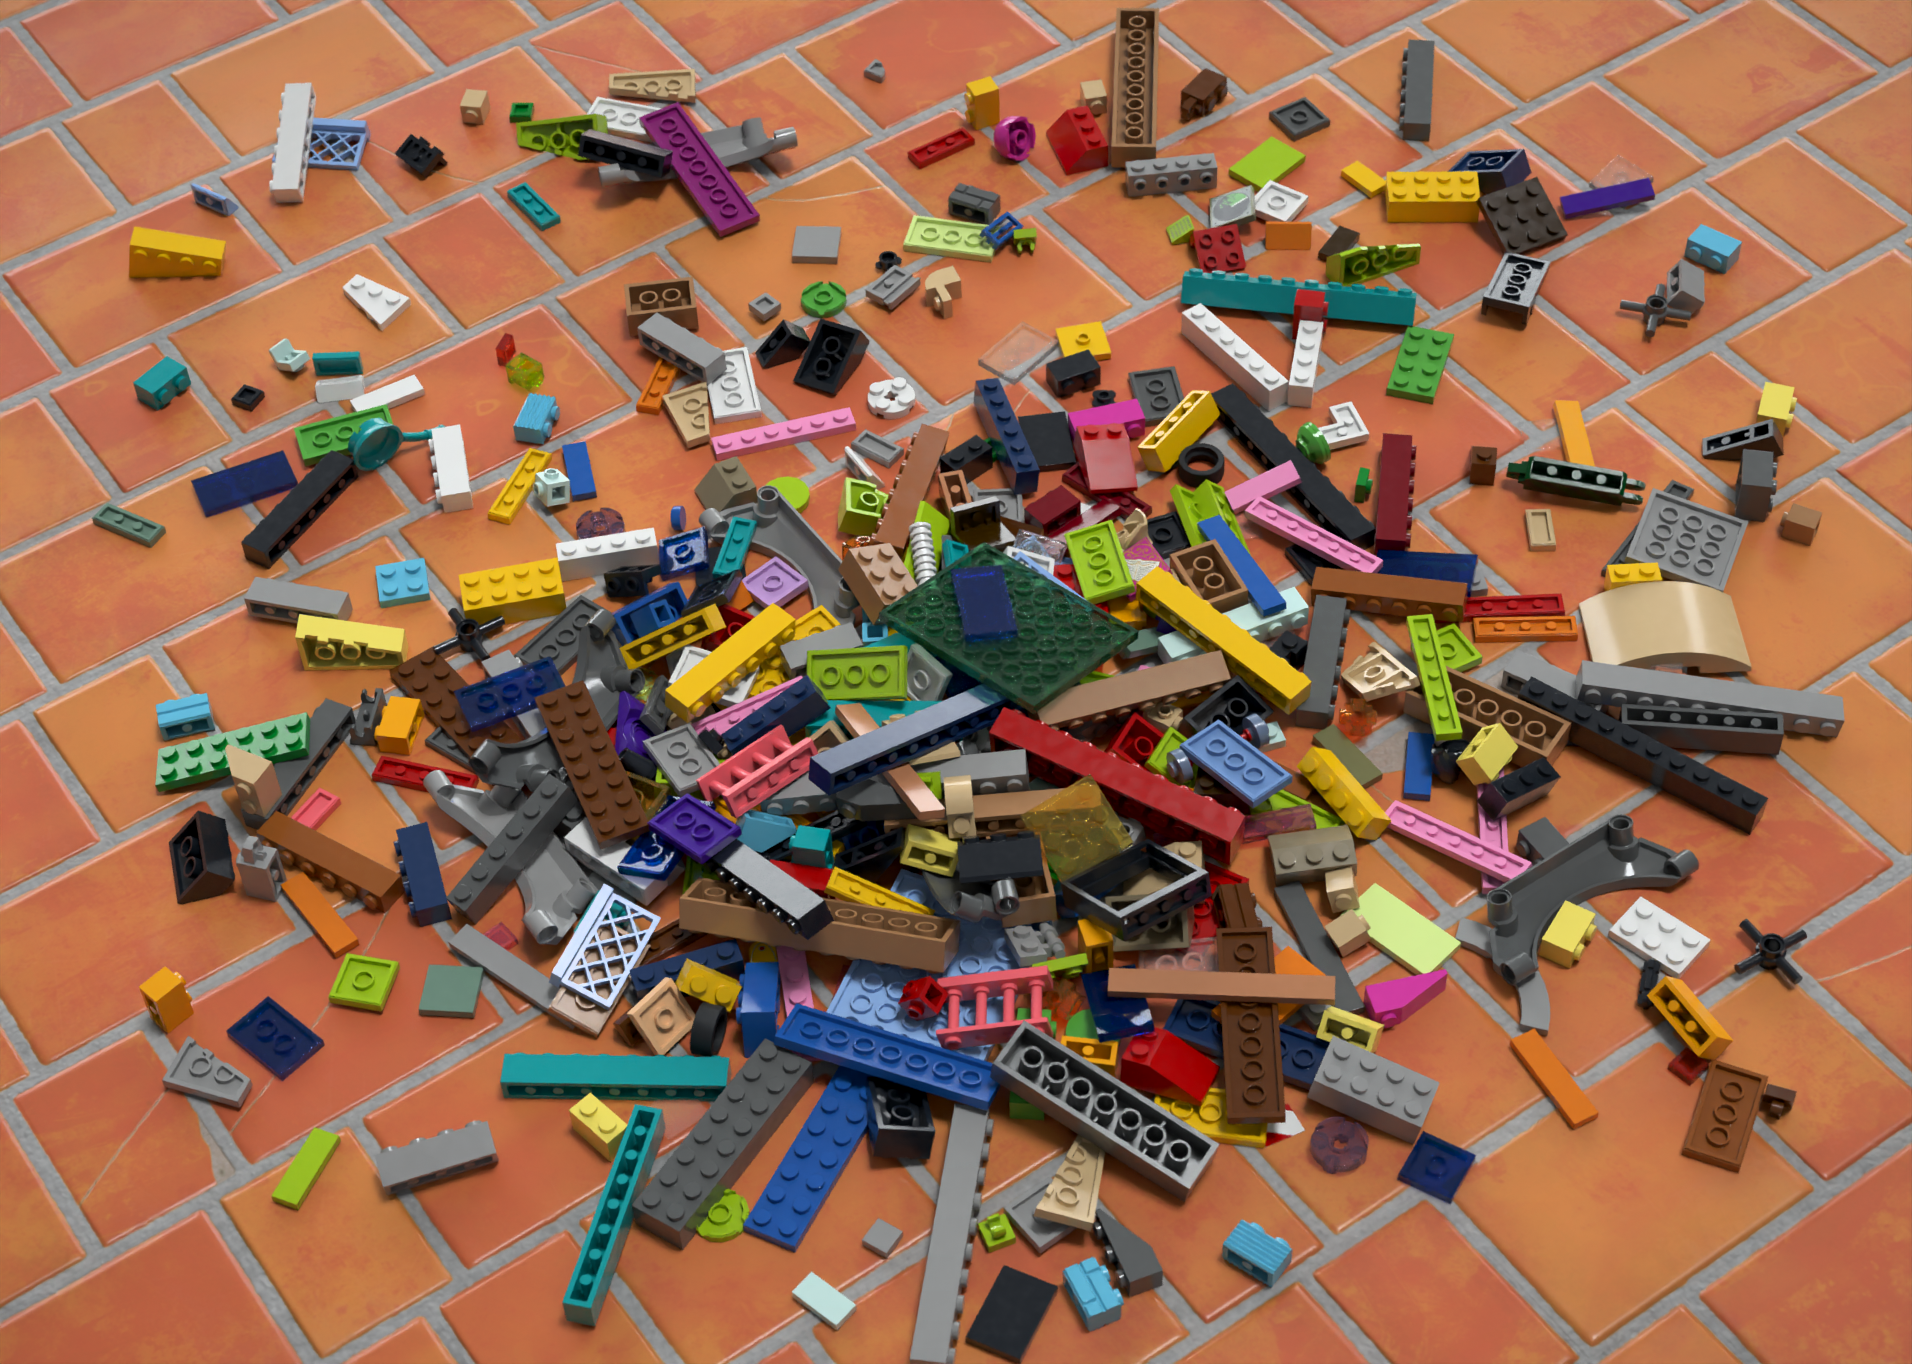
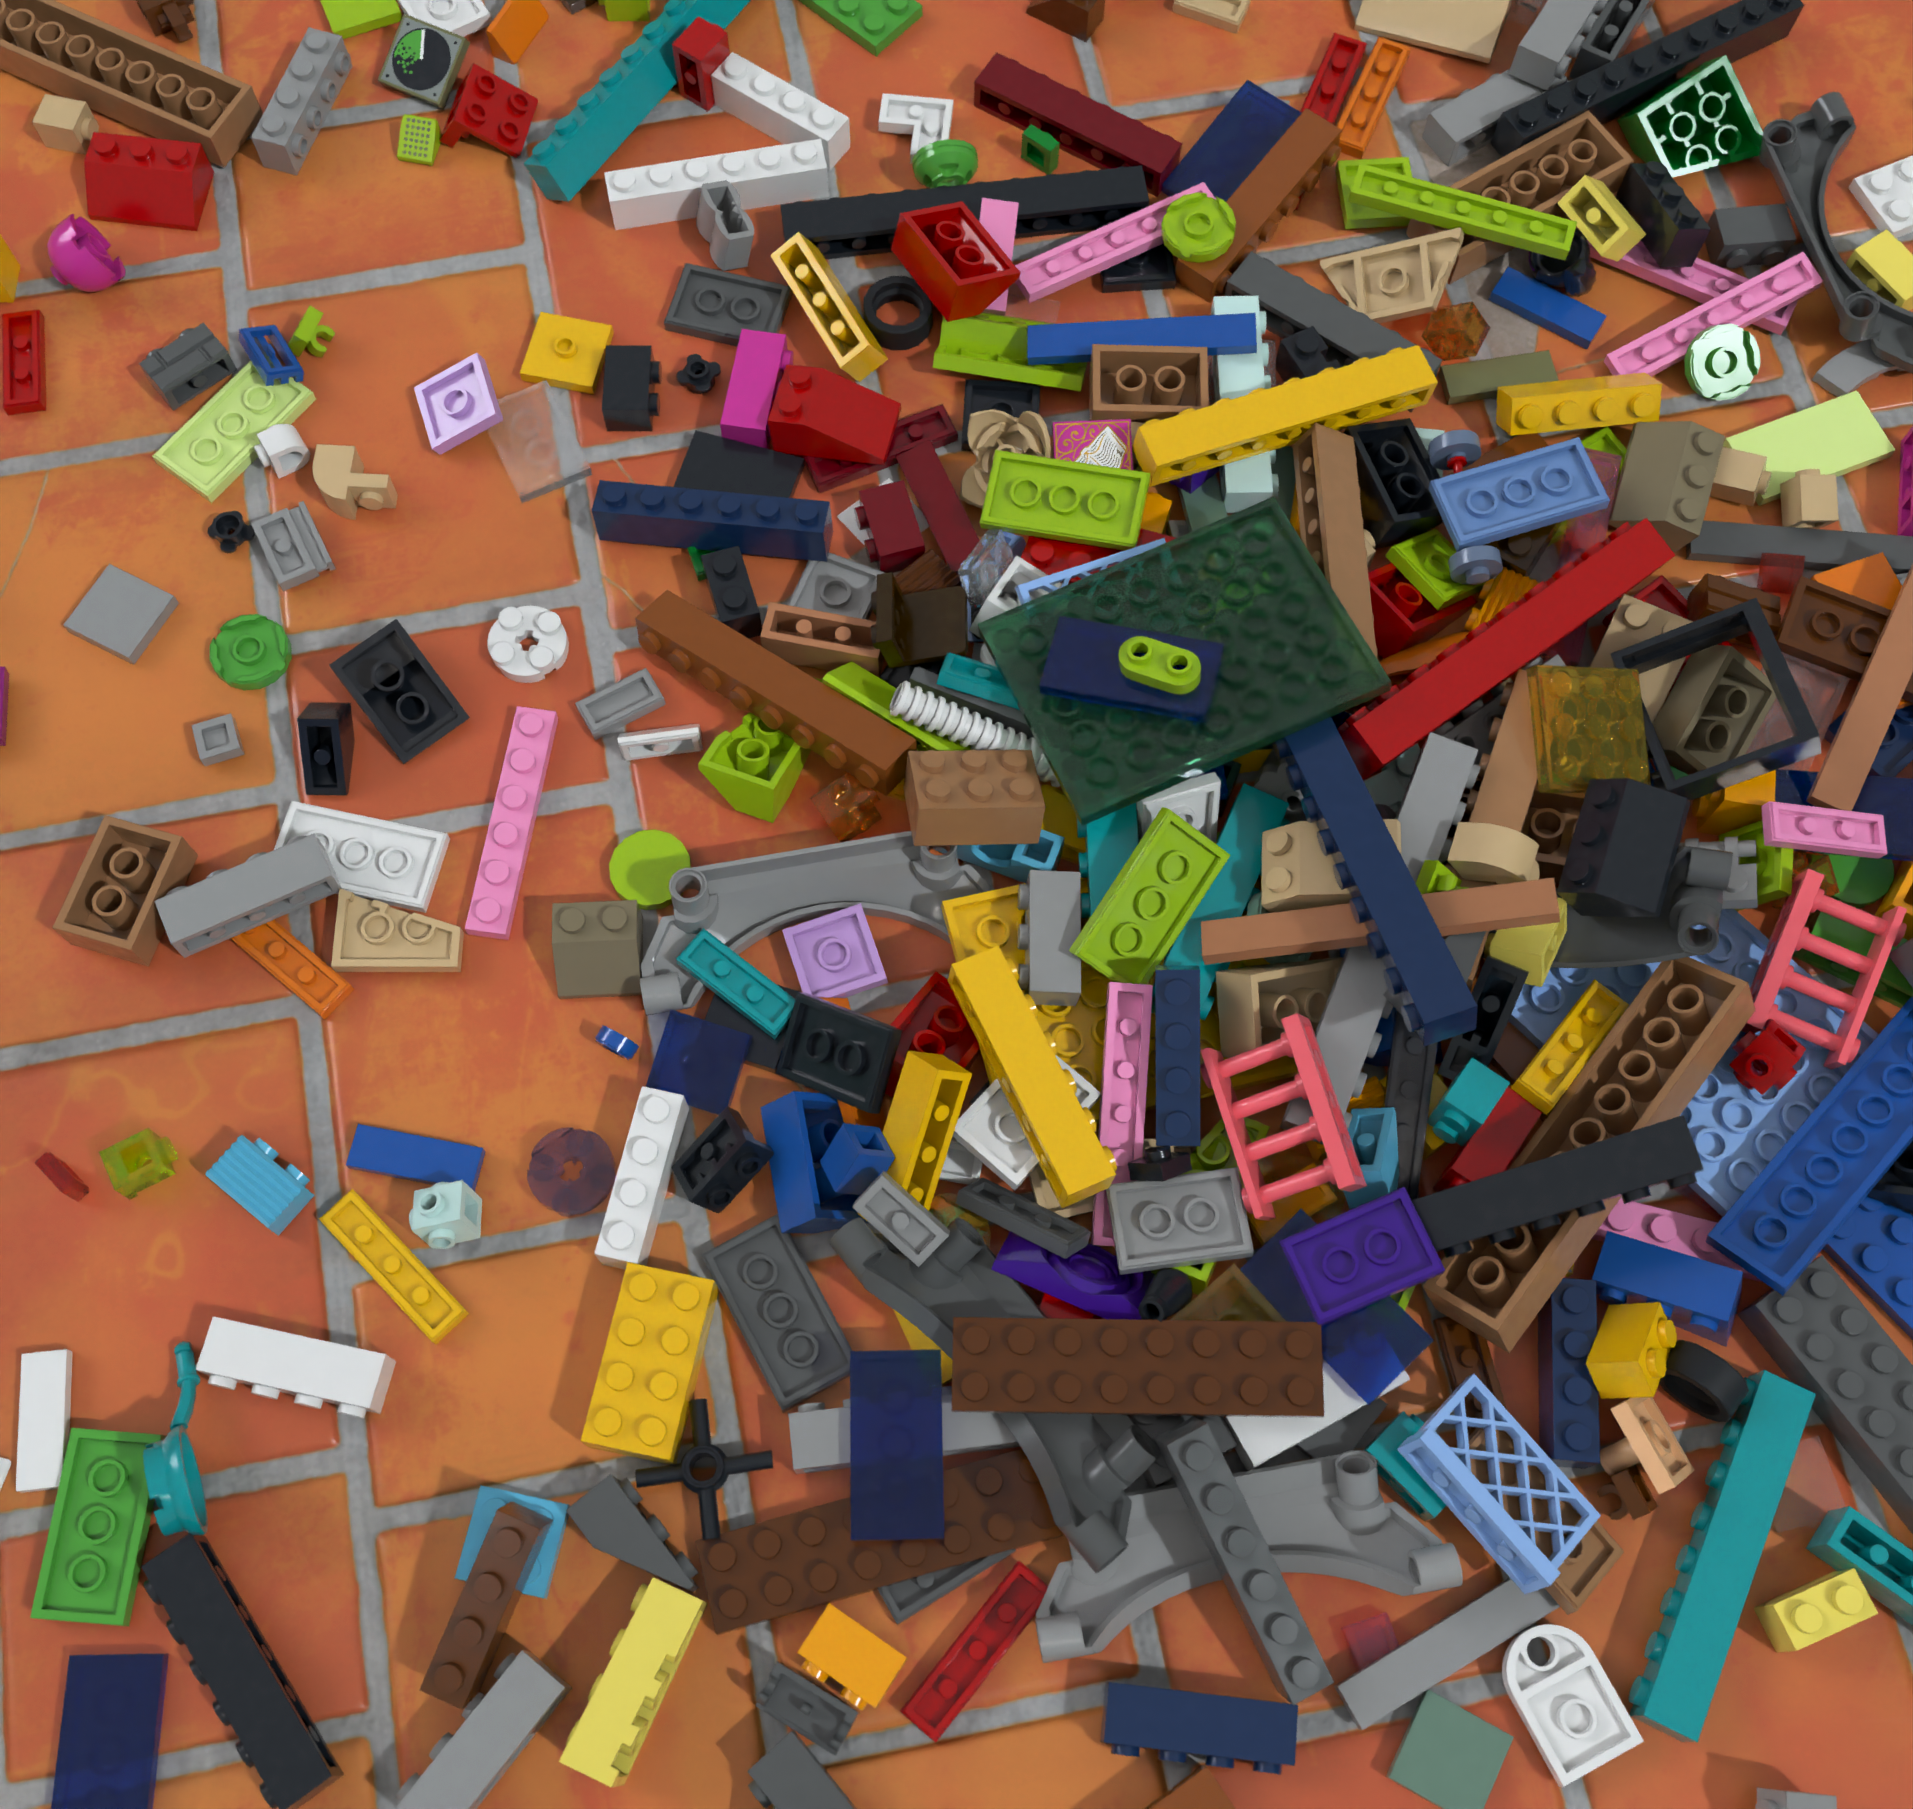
camera: 70 degrees left, 20 degrees up
(368, 571) = (486, 1605): none -> reddish brown brick
(425, 615) = (619, 1528): none -> dark grey slope
(501, 1030) = (1567, 1703): none -> white plate
(626, 641) = (901, 1218): none -> light grey plate
(947, 256) = (282, 449): none -> white plate
(986, 606) = (1157, 665): none -> lime plate
(1017, 311) = (458, 403): none -> lavender plate
(1085, 976) = (1823, 830): none -> bright pink tile
(1204, 367) = (725, 225): none -> light grey brick
(1238, 462) = (953, 259): none -> red slope
(1288, 935) = (1779, 572): none -> clear red tile
(1342, 565) = (1198, 227): none -> lime tile
(1428, 859) = (1722, 362): none -> tile
(1615, 786) = (1695, 122): none -> green wedge

